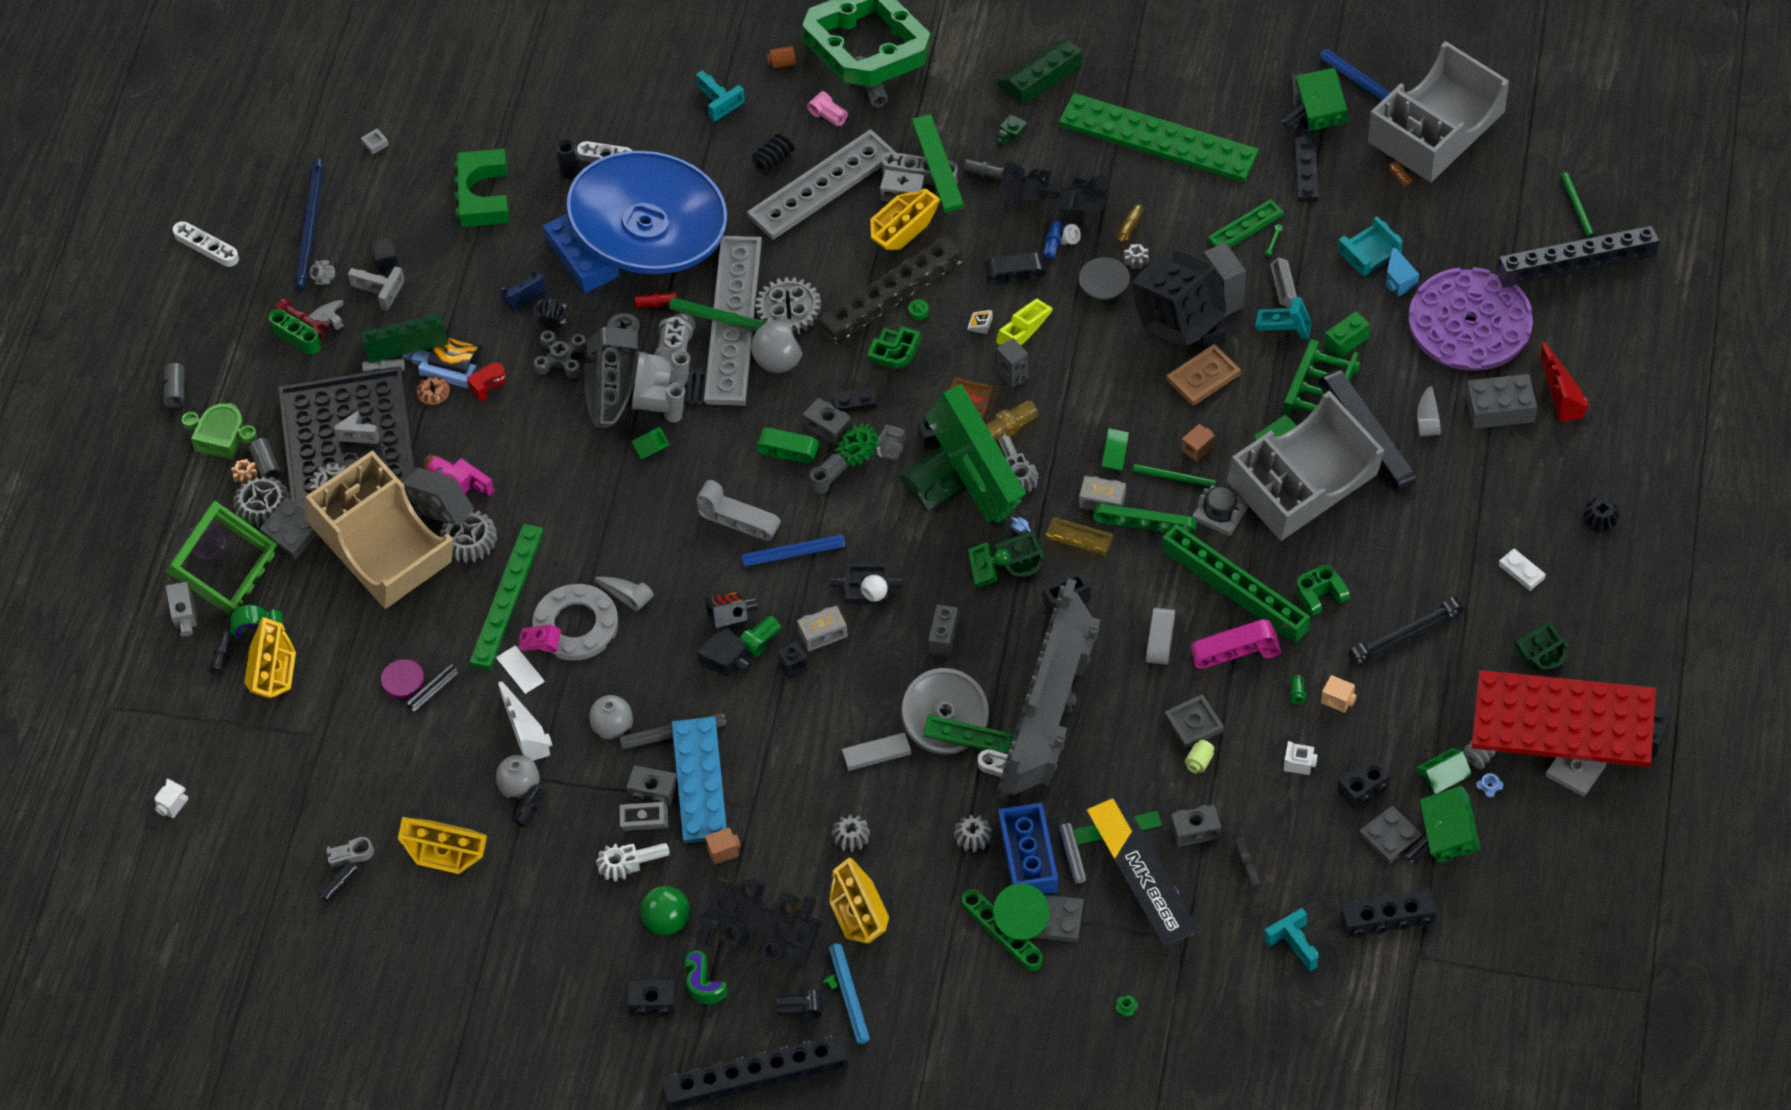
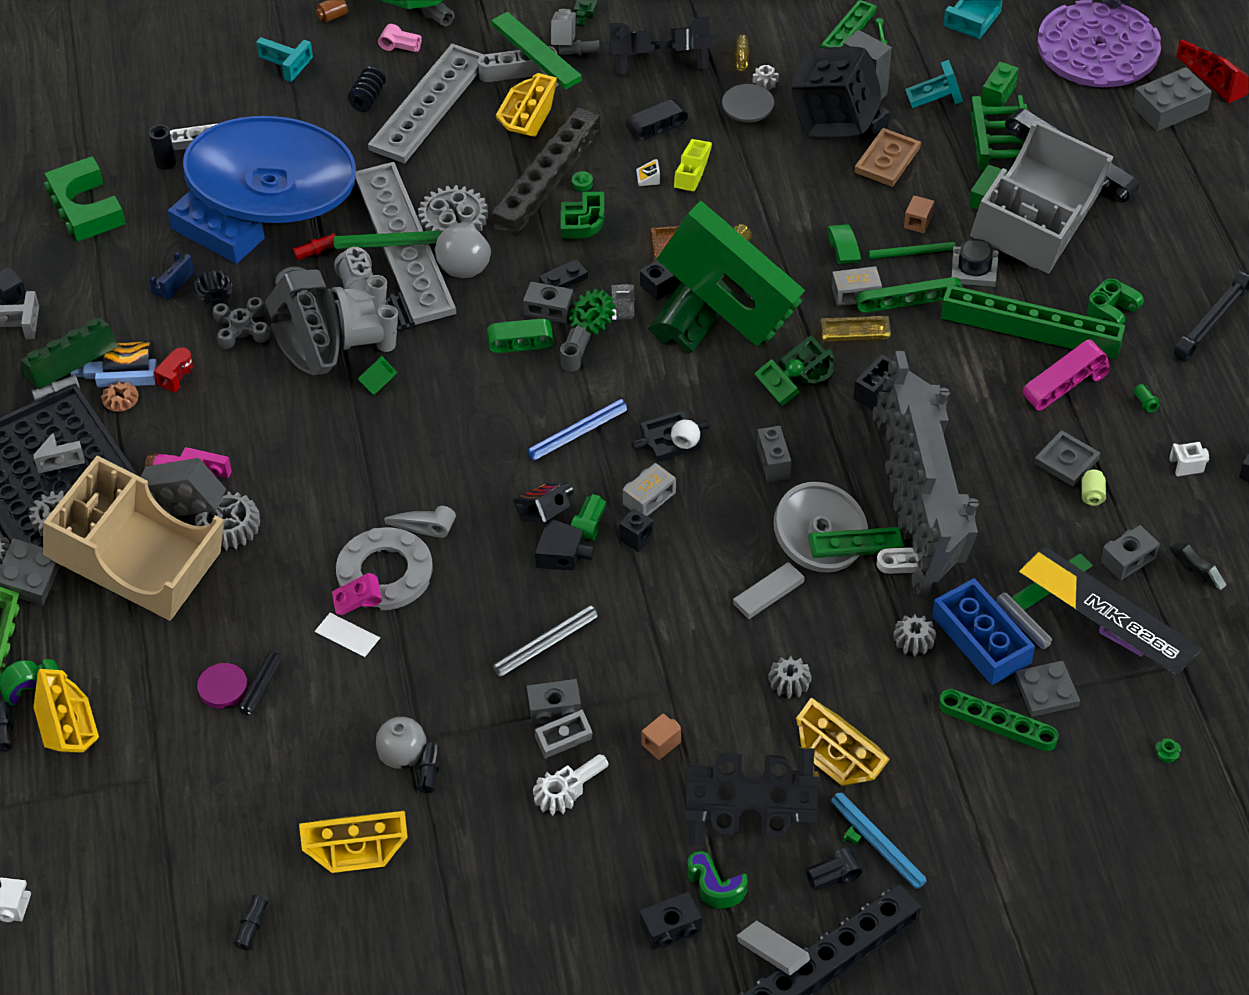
camera: 25 degrees left, 5 degrees down
(340, 855) = (243, 890): light grey piece -> none
(506, 597) = (297, 569): green plate -> none
(528, 731) = (385, 689): white wedge -> none
(610, 717) = (472, 648): light grey cylinder -> none
(665, 910) = (634, 824): green piece -> none
(699, 778) = (600, 678): dark azure plate -> none
(716, 1048) = (773, 947): none -> light grey tile
(734, 513) = (501, 413): light grey beam -> none
(899, 183) = (503, 79): light grey brick -> none
(975, 146) = (563, 27): none -> light grey brick
(1012, 363) = (707, 189): dark grey brick -> none
(1019, 525) = (792, 336): light blue plate -> none
(1021, 911) = (1014, 692): green piece -> none
(1053, 239) = (678, 86): blue axle -> none
(1070, 235) = (692, 78): white plate -> none
(1160, 636) = (988, 391): light grey beam -> none
(1283, 281) = (913, 61): light grey piece -> none
(1338, 694) = (1188, 389): light nougat brick -> none
(1400, 274) = (1014, 24): dark azure slope -> none
(1427, 415) = (1116, 131): light grey piece -> none

